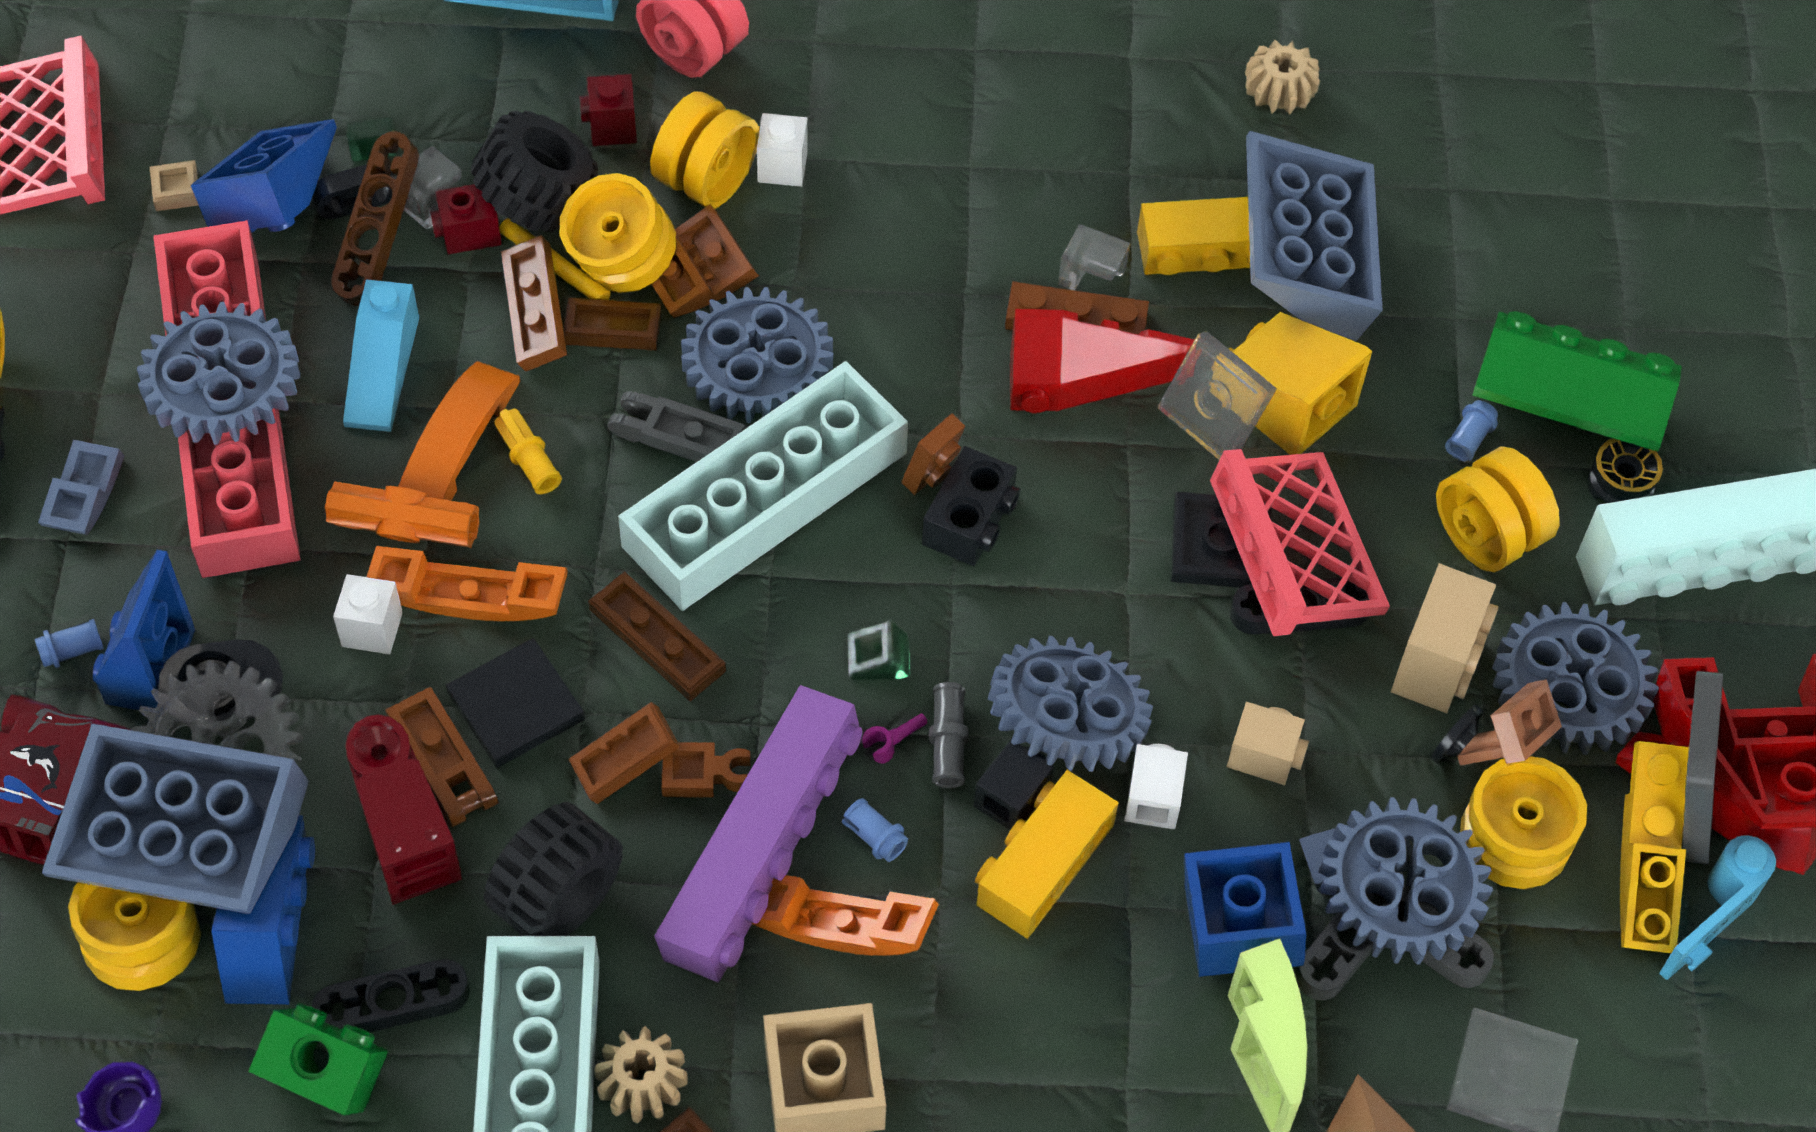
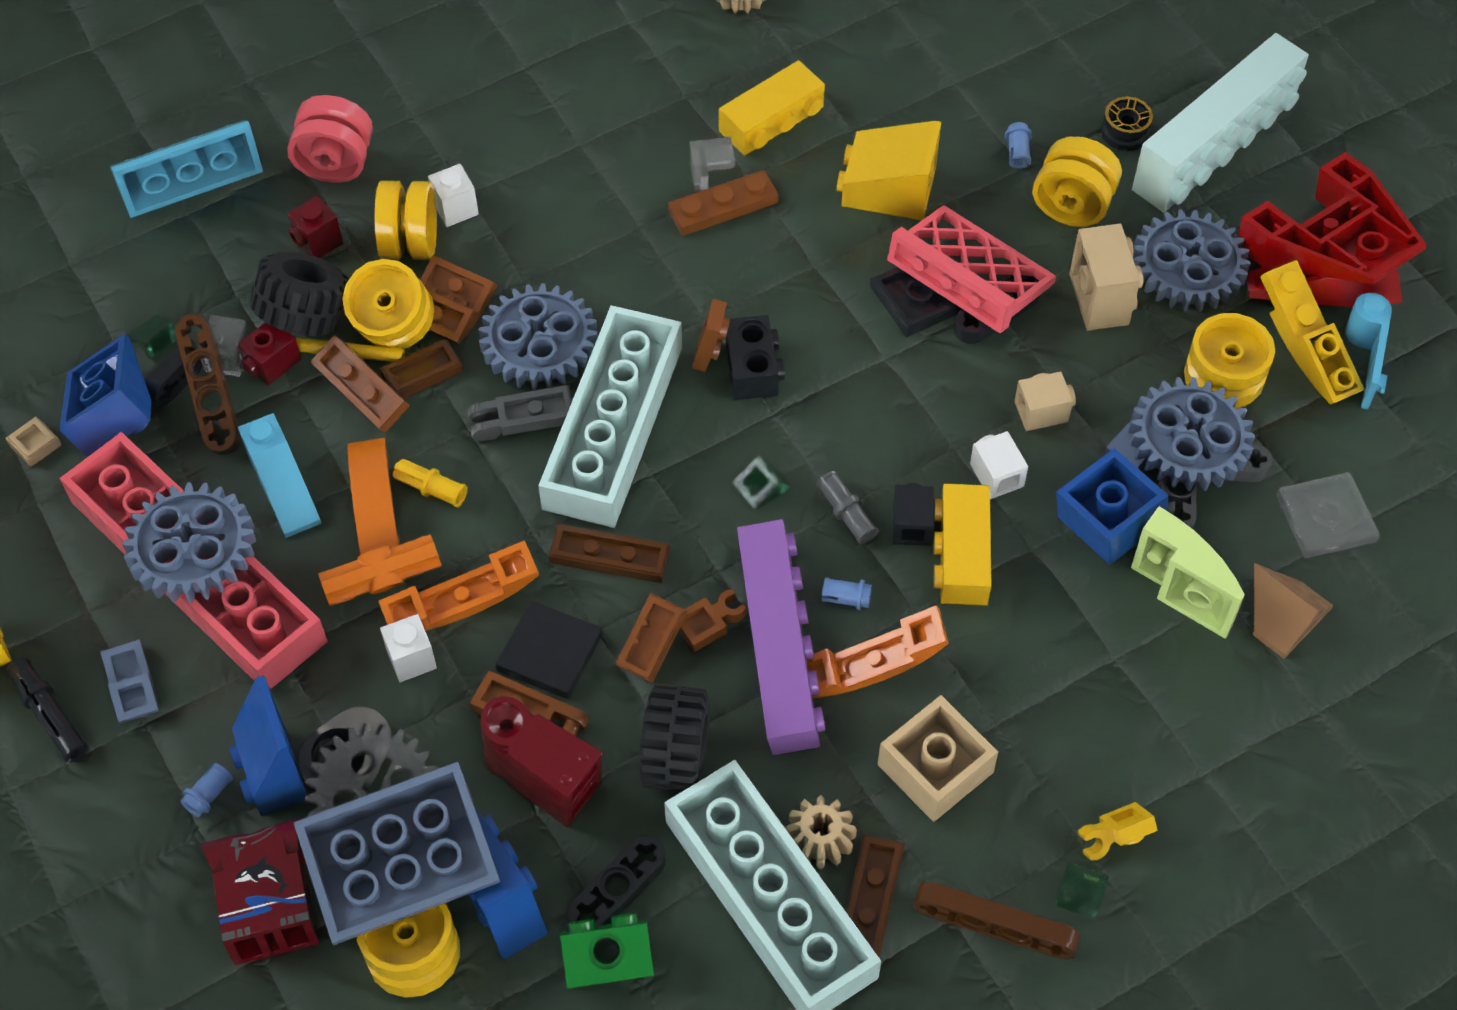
camera: 30 degrees left, 0 degrees up
(891, 737) = (811, 529): magenta hand -> none
(1070, 703) = (910, 443): sand blue gear -> none
(1075, 363) = (747, 231): red wedge -> none
(1216, 396) = (857, 205): clear tile -> none
(1314, 234) = (845, 69): sand blue slope -> none
(1519, 731) = (1197, 310): nougat piece -> none
(1578, 380) = (1062, 79): green slope -> none
(1702, 766) = (1317, 259): dark grey beam -> none

